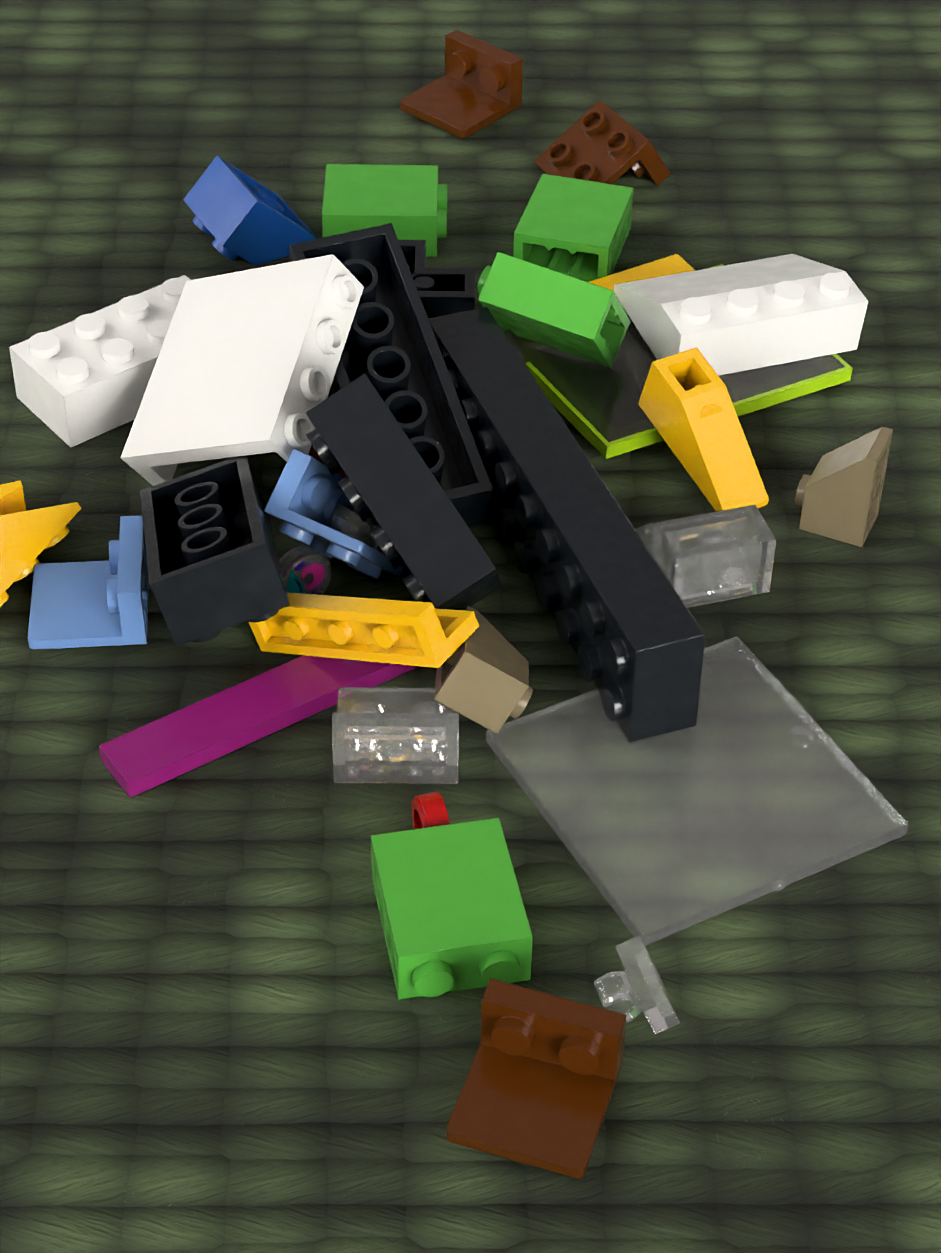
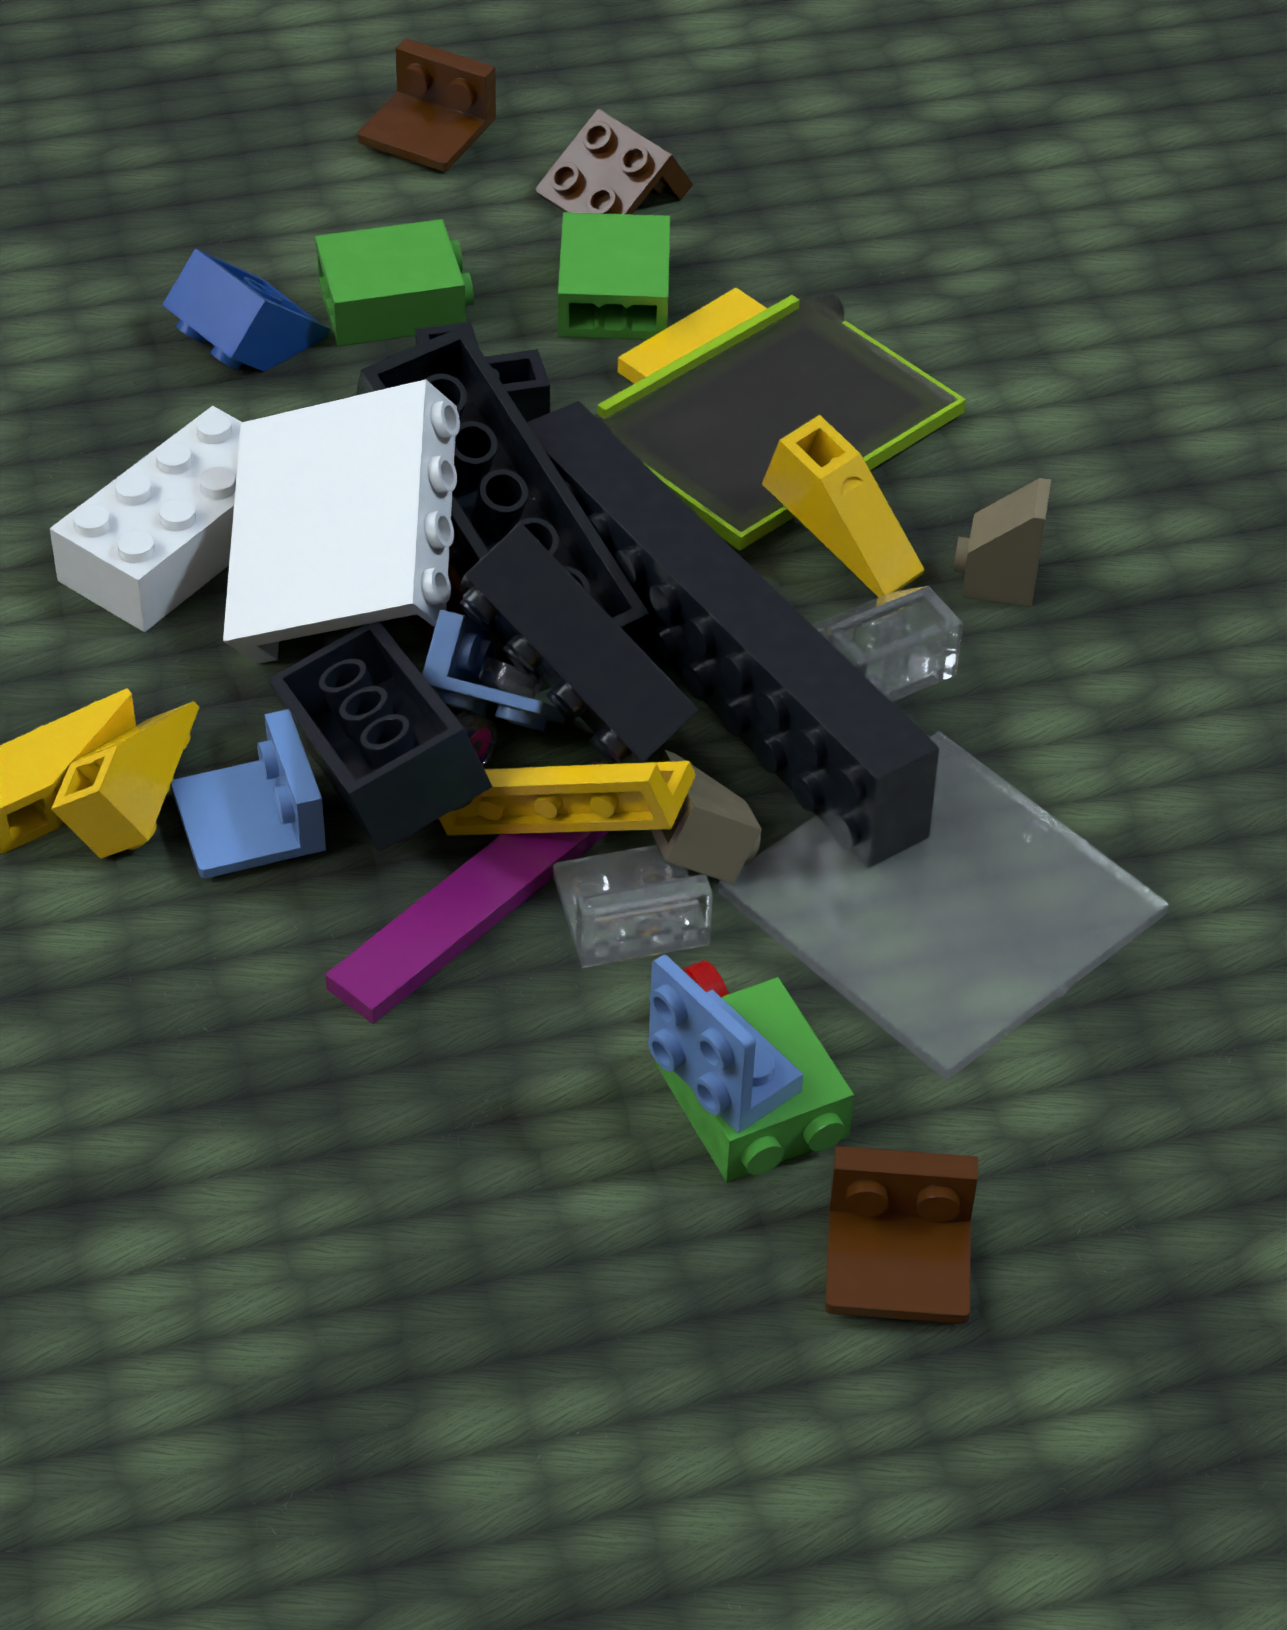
camera: 15 degrees left, 5 degrees up
(408, 868) = (715, 1049): none -> medium blue bracket
(554, 309) = (647, 389): bright green brick -> none
(637, 988) = (964, 1124): clear tile -> none
(748, 312) = (838, 353): white slope -> none

